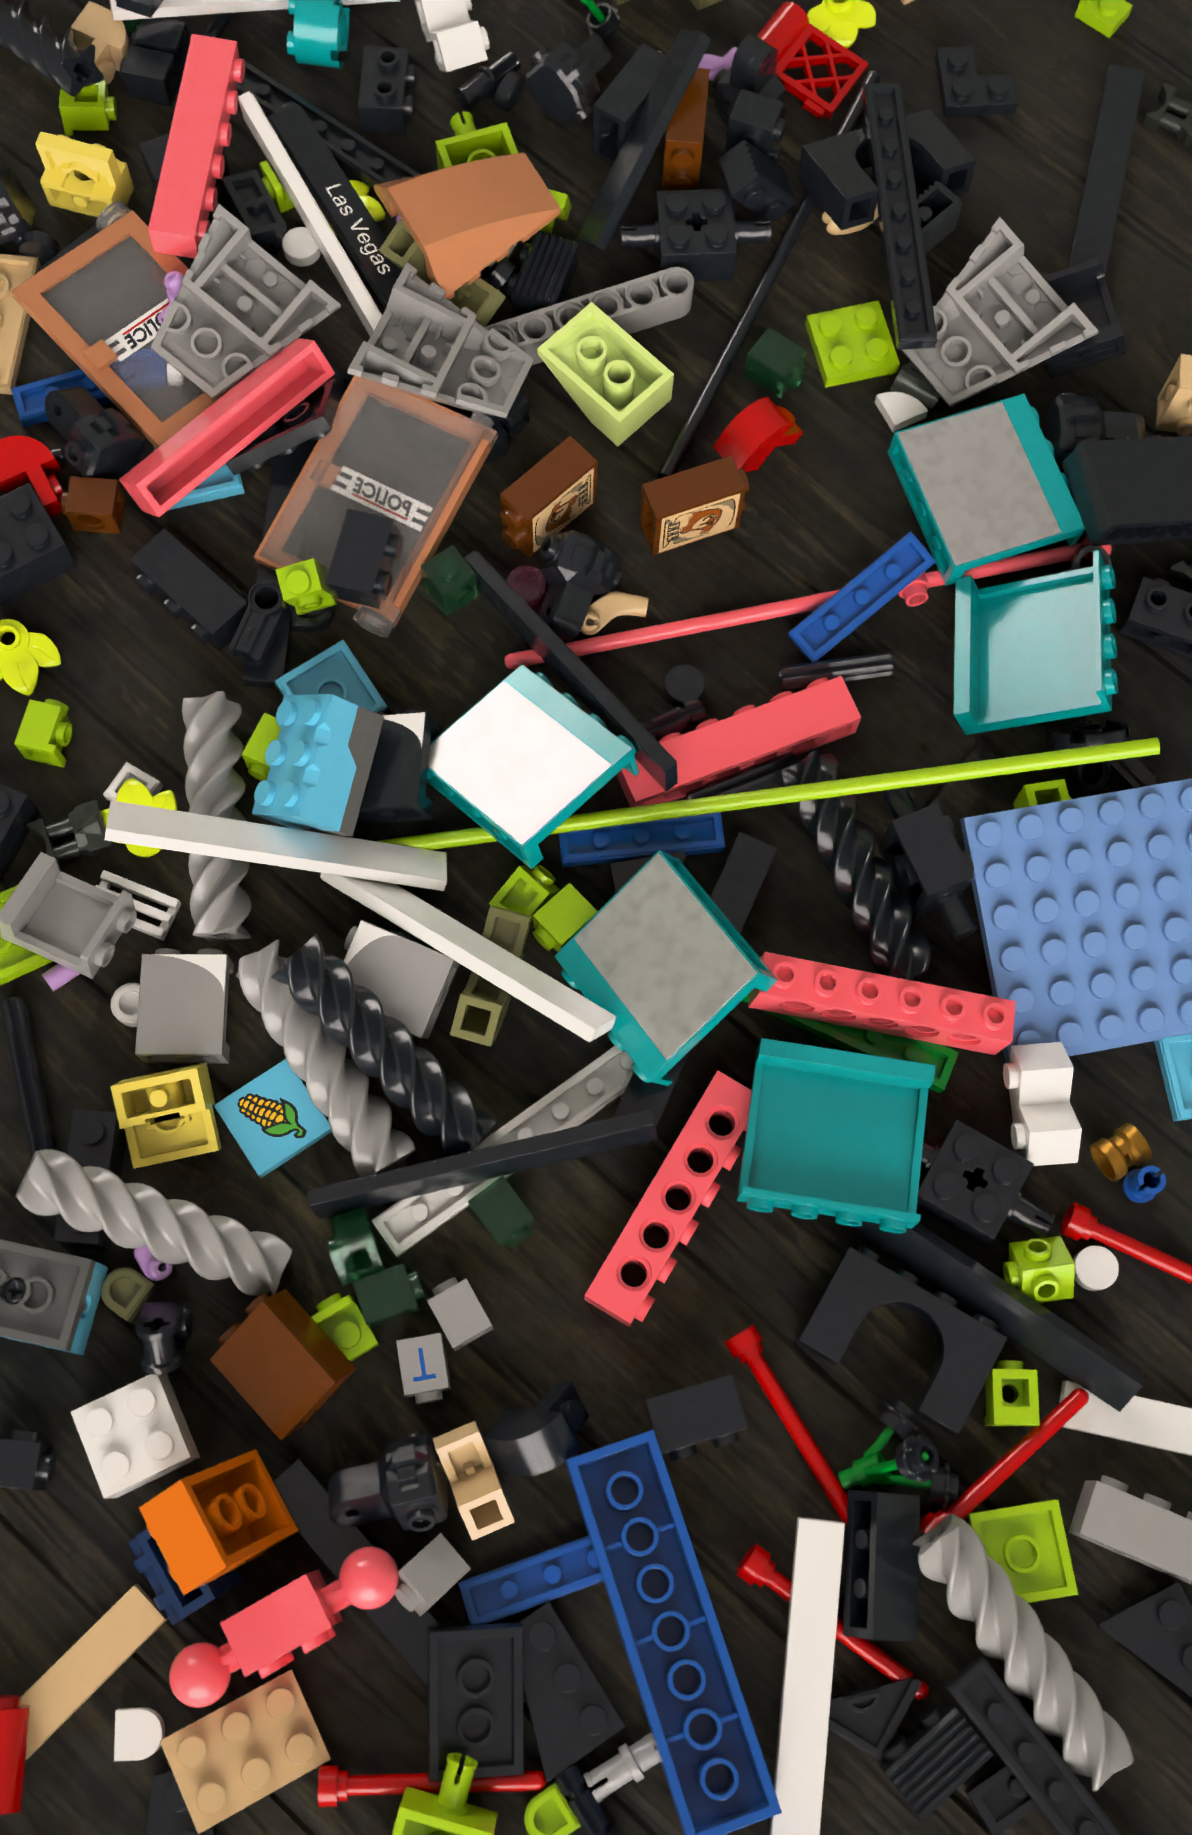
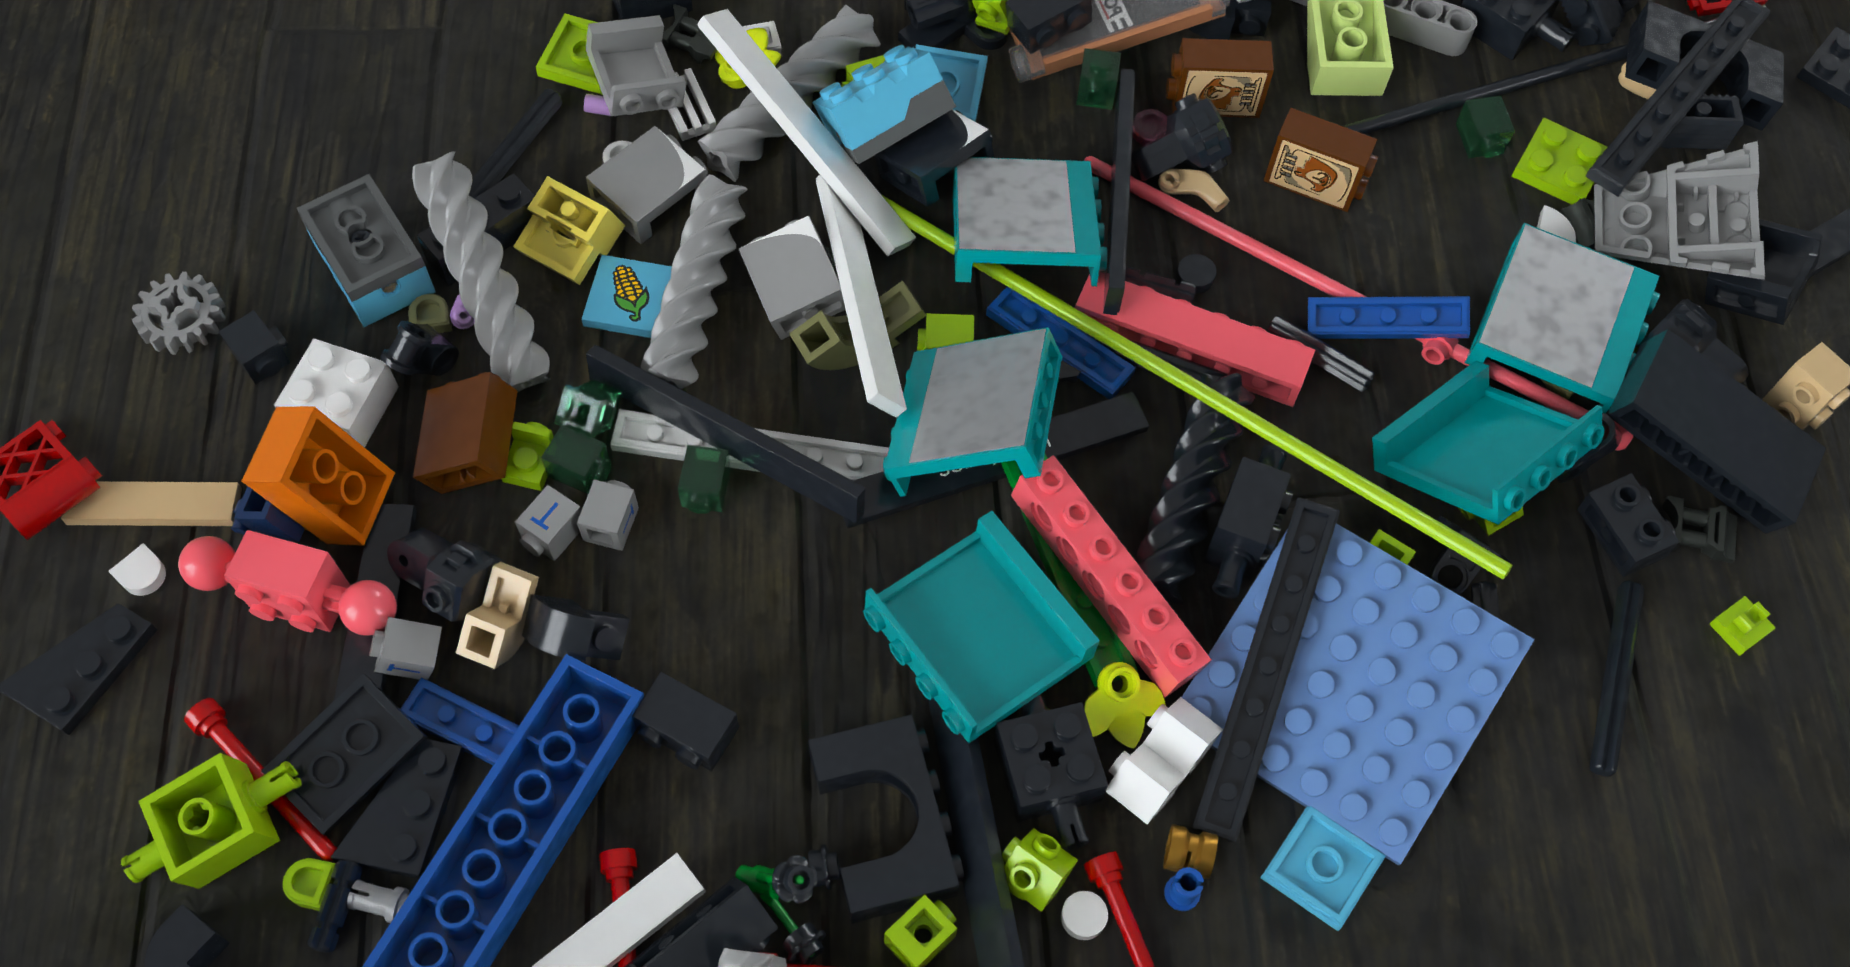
camera: 45 degrees right, 10 degrees down
(244, 1751) = (183, 641): tan plate -> none
(384, 1048) = (734, 300): black piece -> none
(526, 890) = (942, 298): lime bracket -> none
(608, 1291) = (806, 567): coral brick -> none
(748, 1349) = (771, 718): red piece -> none
(756, 433) = (1420, 153): red brick -> none
(976, 1091) = (1123, 710): none -> neon yellow plate
(1051, 967) = (1266, 670): none -> black tile

